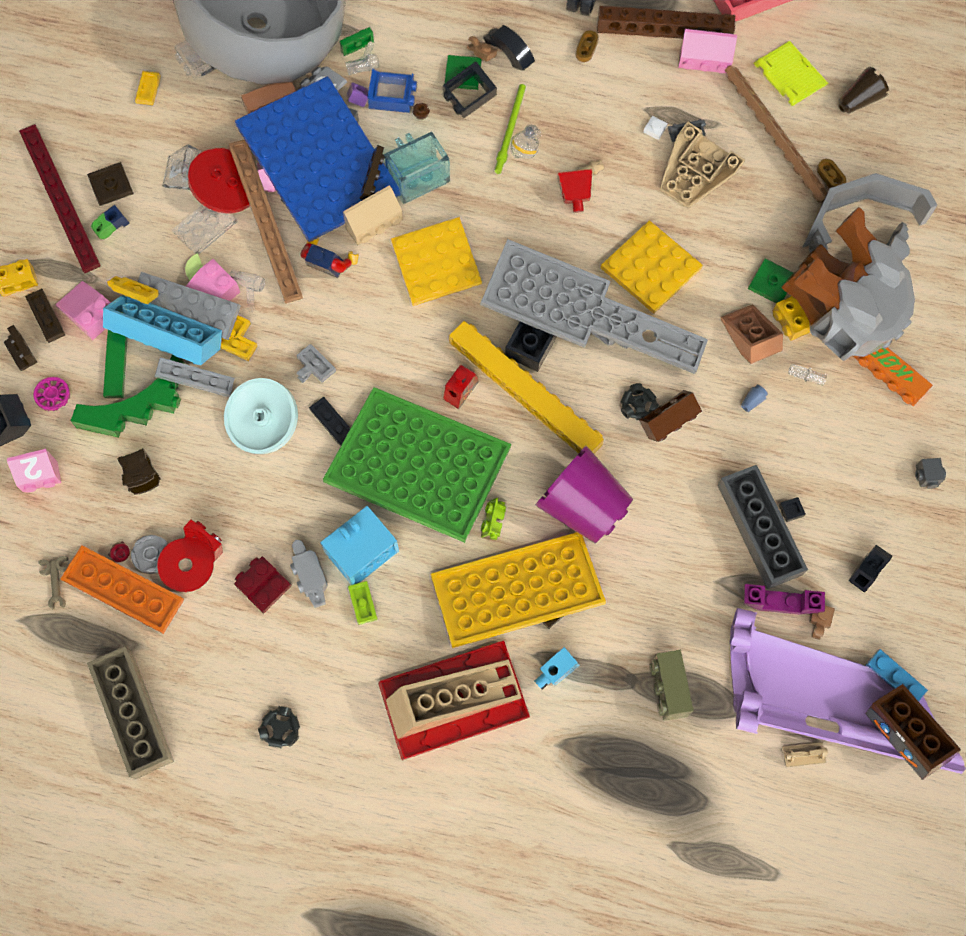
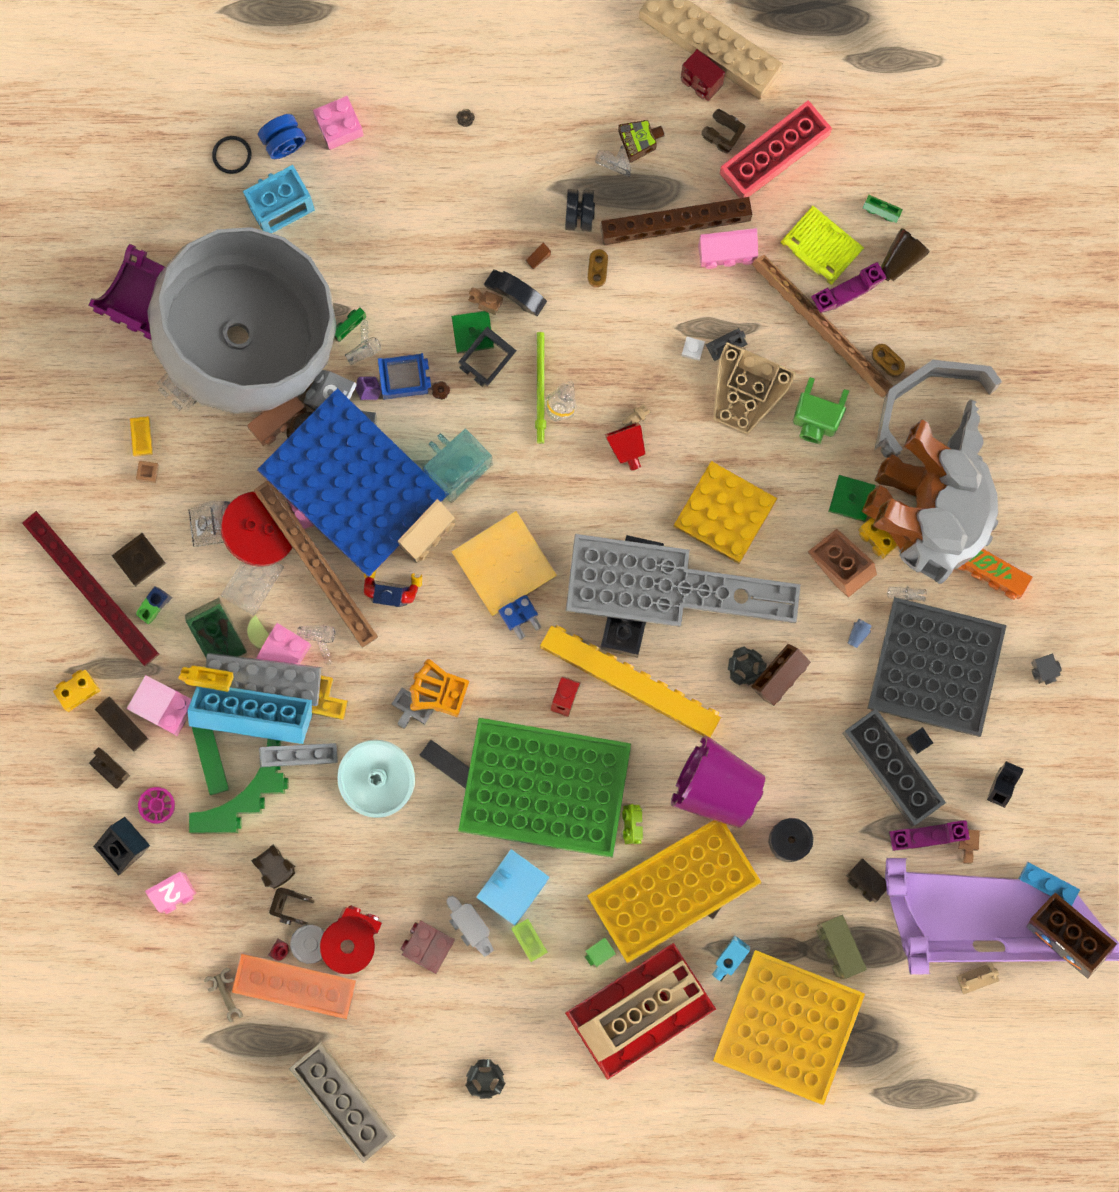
camera: 15 degrees left, 10 degrees up
(140, 500) = (279, 901): none -> dark brown piece
(143, 116) = (147, 471): none -> medium nougat plate
(156, 254) = (215, 630): none -> clear green slope
(351, 362) = (450, 695): none -> light orange plate
(372, 173) = (415, 488): dark brown plate -> none
(428, 632) = (599, 953): none -> bright green brick
(437, 306) = (518, 613): none -> blue piece
(538, 27) = (538, 256): none -> dark orange piece
(599, 755) = (788, 1027): none -> yellow plate
(655, 569) = (788, 851): none -> black wheel
(711, 629) = (867, 880): none -> dark brown bracket
(758, 201) = (818, 415): none -> bright green piece
(810, 112) = (851, 289): none -> magenta slope
(823, 447) = (937, 667): none -> dark grey plate
(857, 58) = (884, 209): none -> green plate

